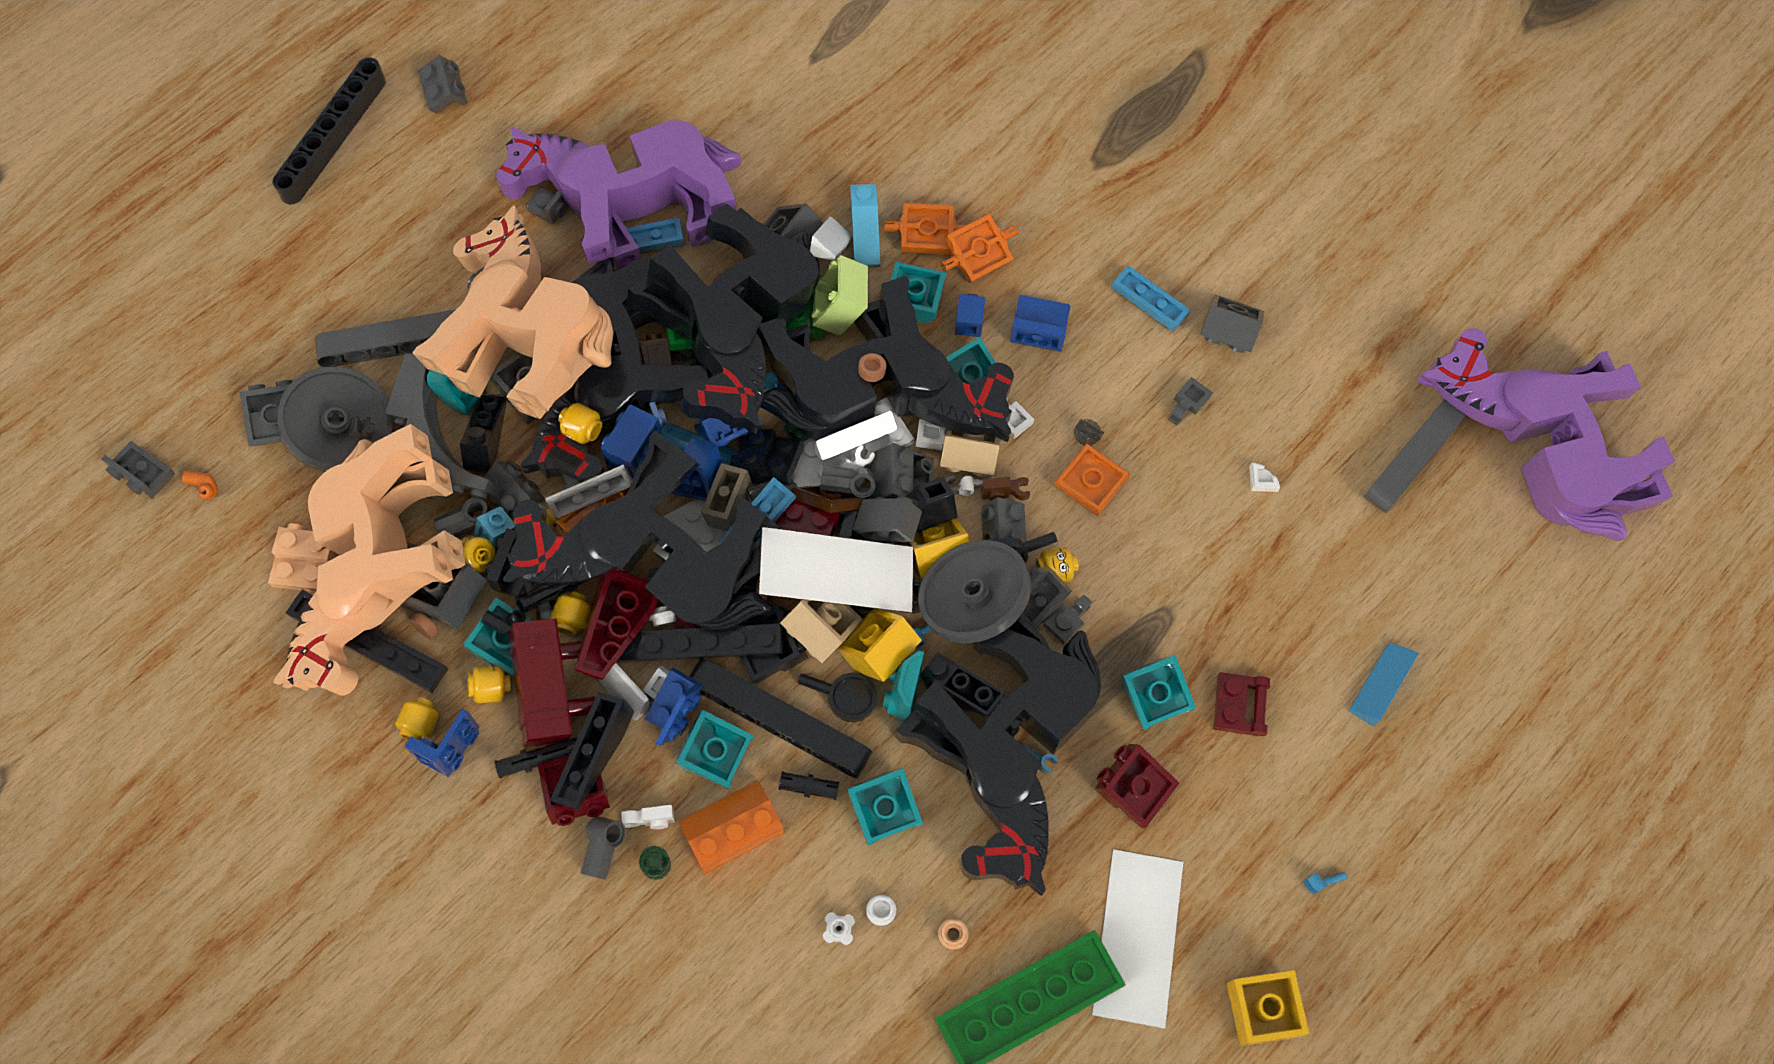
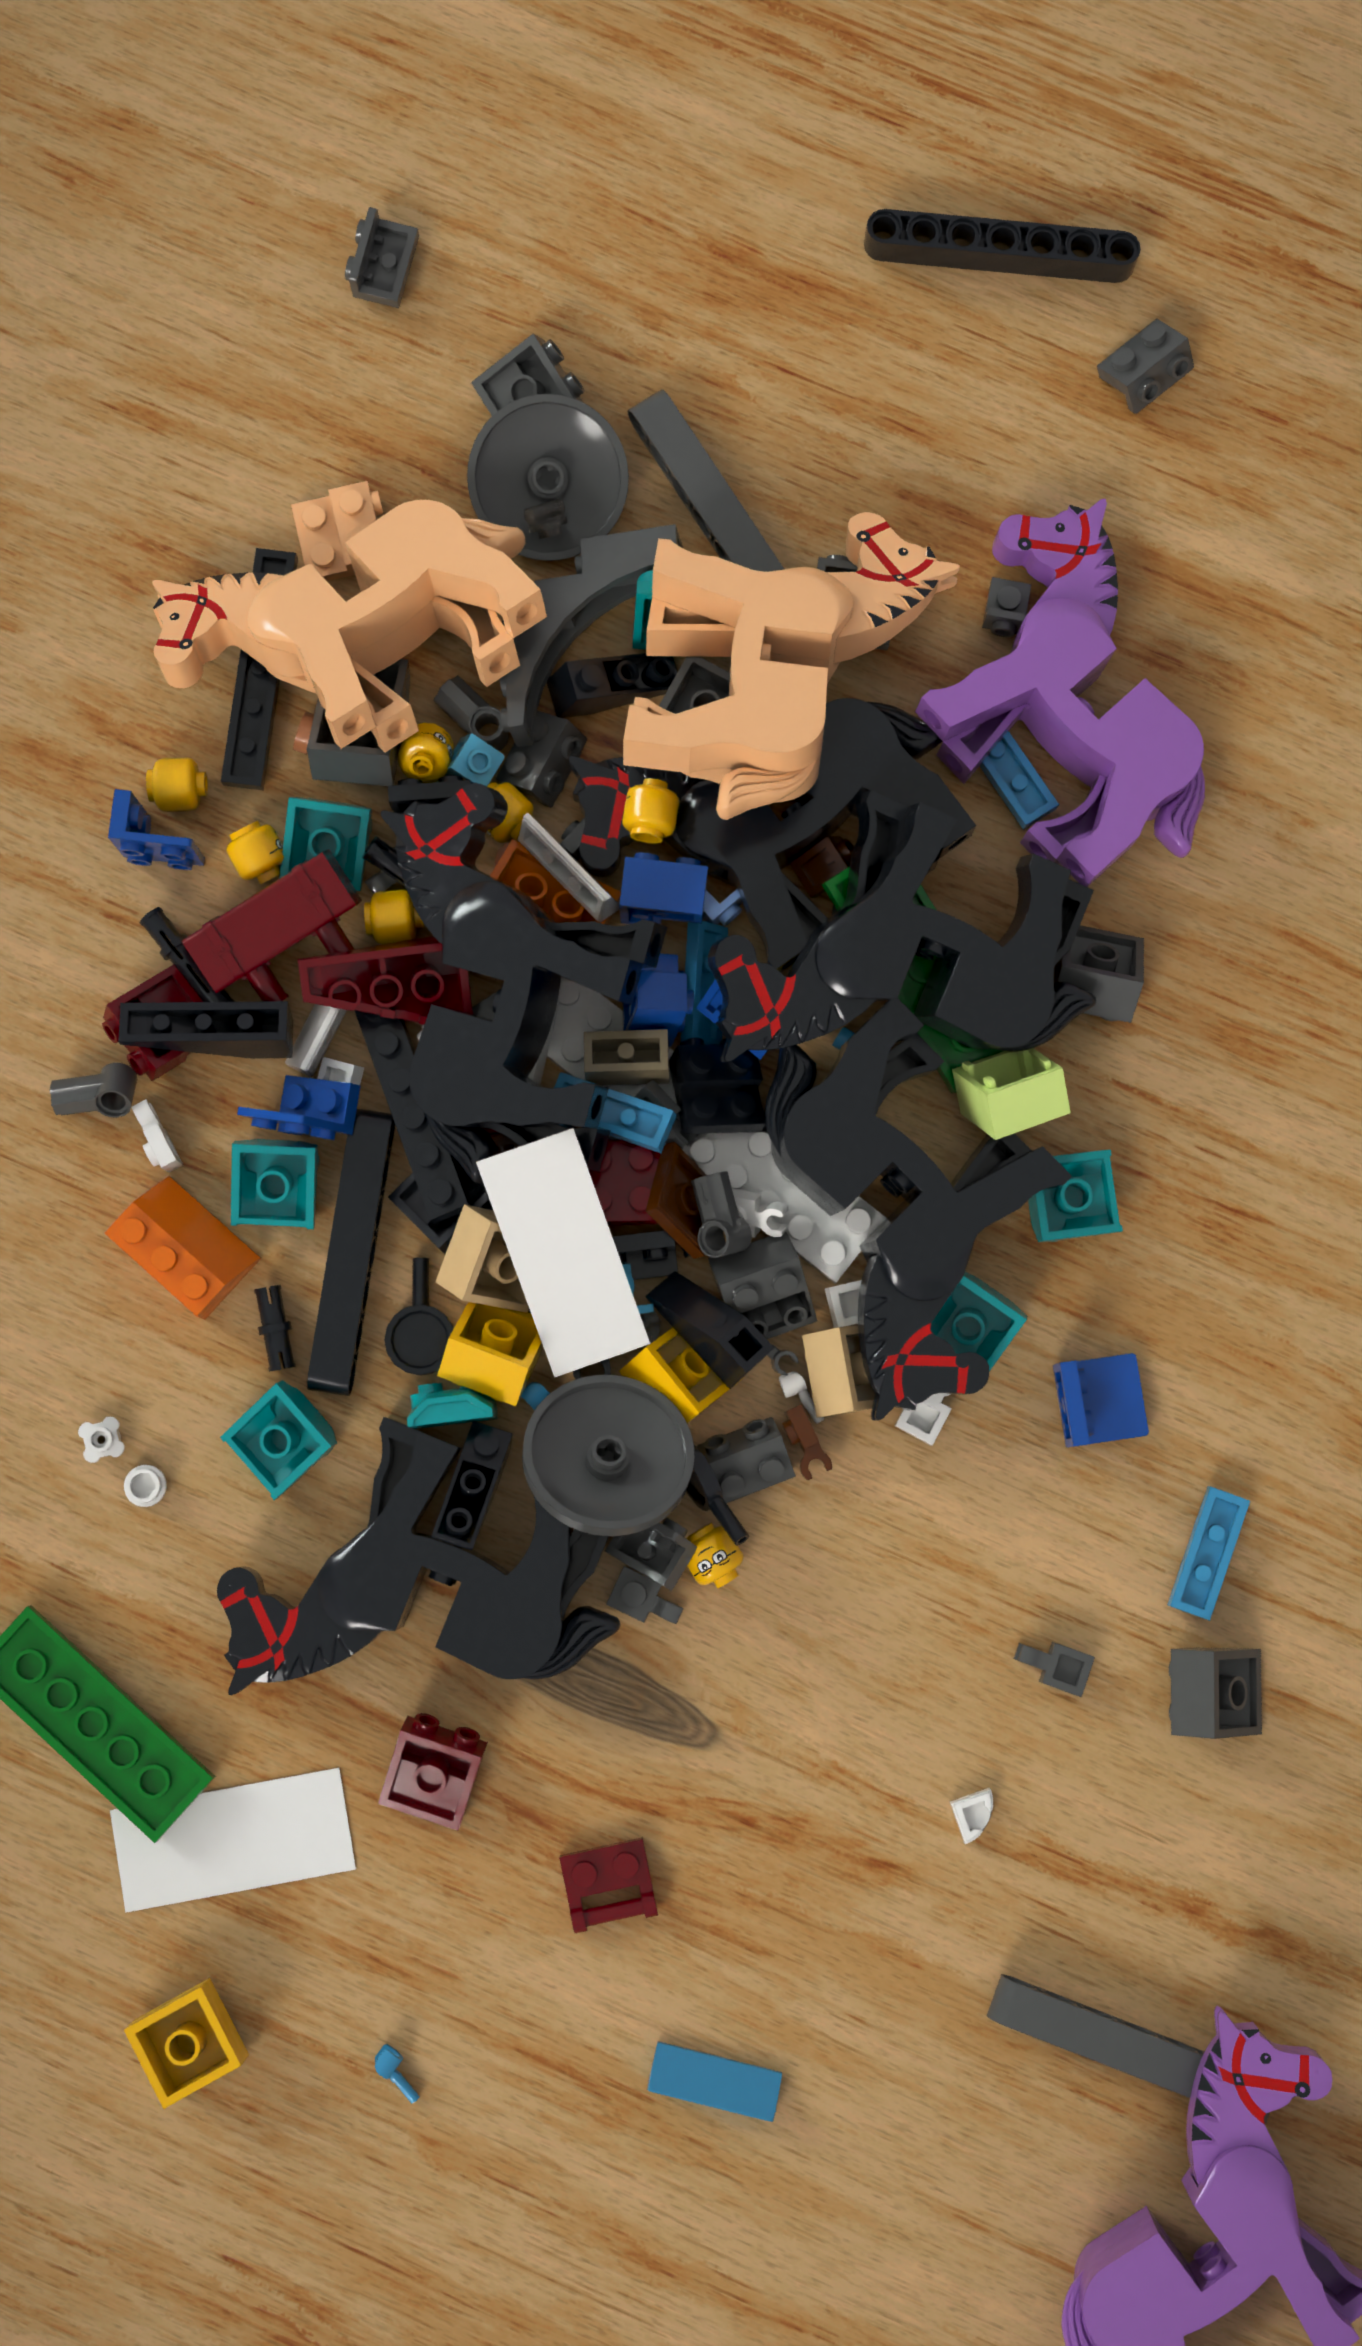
camera: 70 degrees right, 15 degrees up
(204, 482) = (400, 353): orange arm -> none
(504, 623) = (336, 838): black arm -> none
(651, 858) = (94, 1165): clear green wheel -> none
(830, 240) = (1100, 1041): white slope -> none
(855, 435) = (790, 1201): white slope -> none
(865, 224) = (1158, 1081): medium azure slope -> none
(872, 367) = (887, 1184): nougat tile -> none
(887, 519) = (675, 1293): dark grey brick -> none
(924, 228) = (1193, 1175): orange plate -> none
(957, 925) = (134, 1594): light nougat plate -> none
(970, 315) = (1069, 1290): blue brick -> none
(979, 248) = (1185, 1265): orange plate -> none
(1042, 767) = (427, 1622): dark azure hand -> none
(1088, 432) = (945, 1530): clear smoke plate -> none
(1092, 479) = (871, 1562): orange plate -> none
(1157, 691) = (578, 1758): teal slope -> none

